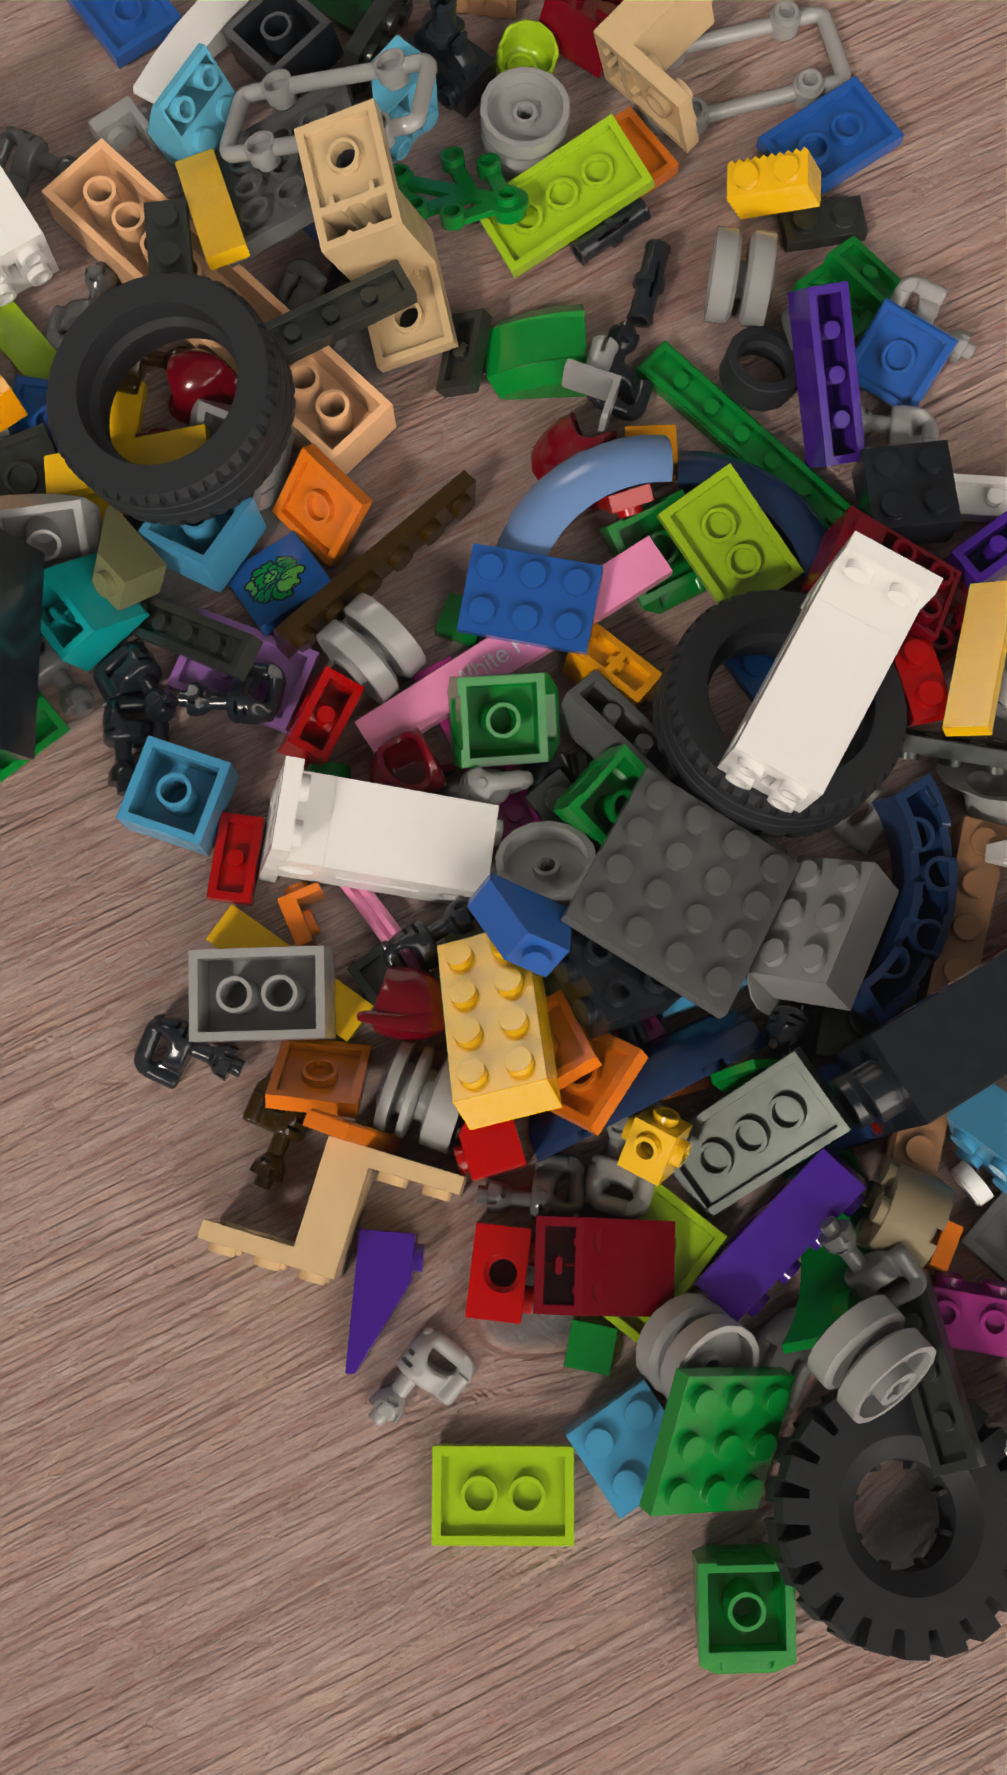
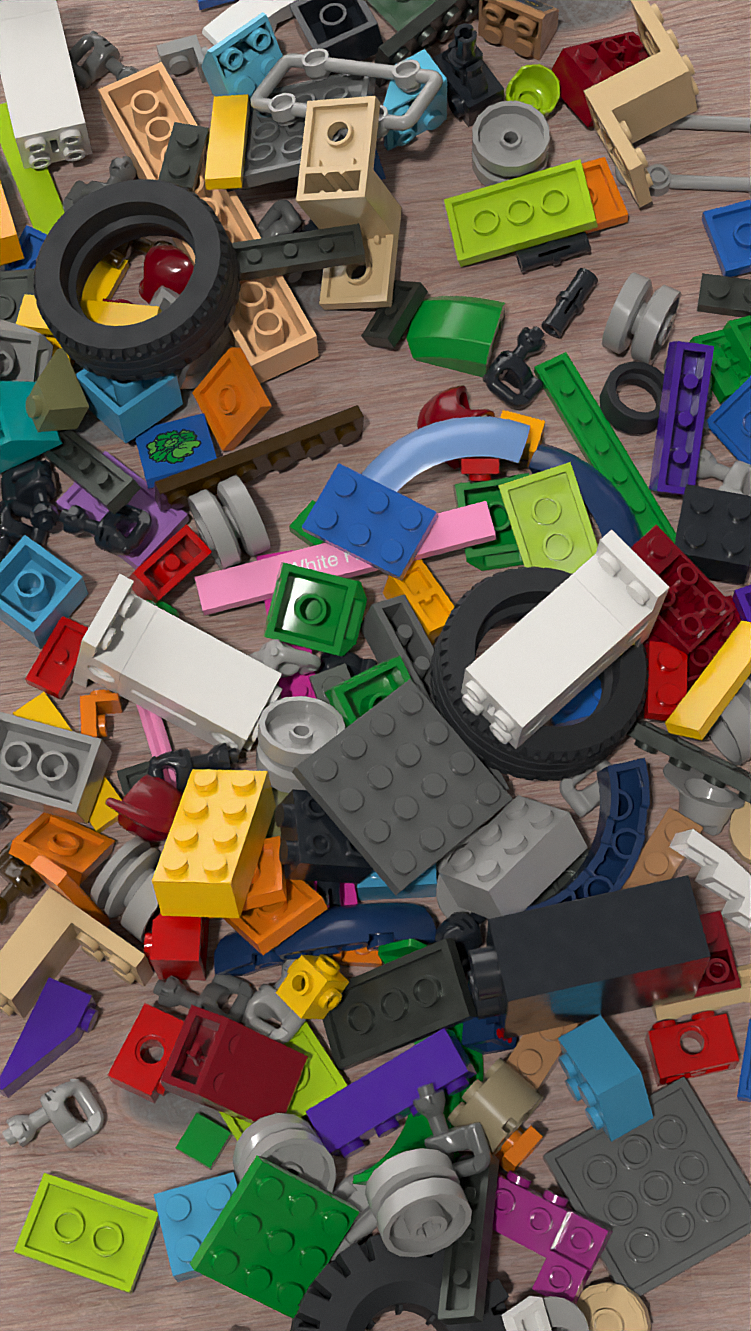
camera: 20 degrees right, 10 degrees down
(409, 764) = (228, 622): dark red piece -> none
(504, 201) = (468, 205): green plant -> none
(521, 924) = (260, 766): blue slope -> none
(594, 377) = (490, 365): light grey bracket -> none
(773, 184) = (698, 253): yellow brick -> none
(971, 1183) = (570, 1113): white tile -> none

